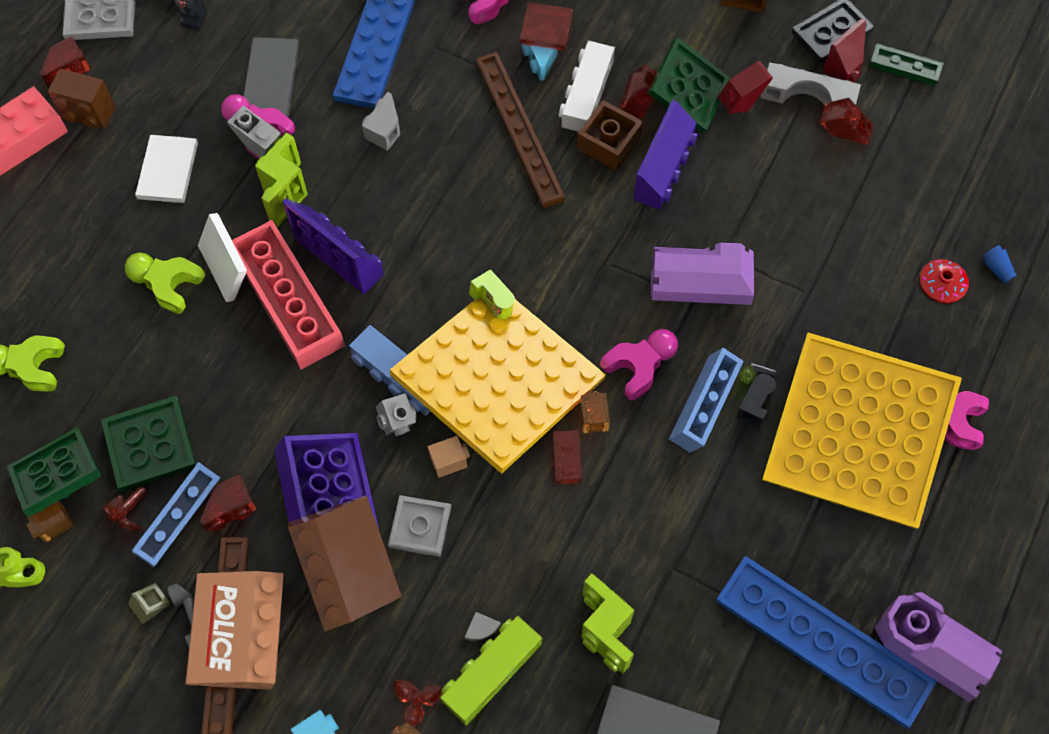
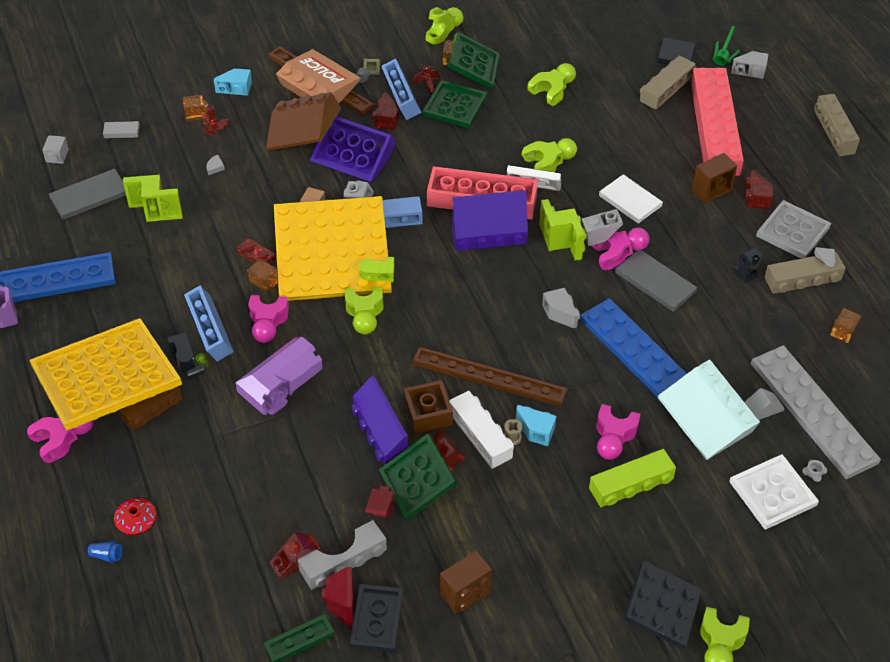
camera: 130 degrees right, 15 degrees down
(419, 526) = (292, 175): light grey tile -> none
(491, 669) = (190, 153): lime brick -> none
(545, 281) = (364, 309): none -> lime piece
(546, 26) = (546, 427): clear red tile -> none
(563, 61) = (513, 430): none -> dark tan bush

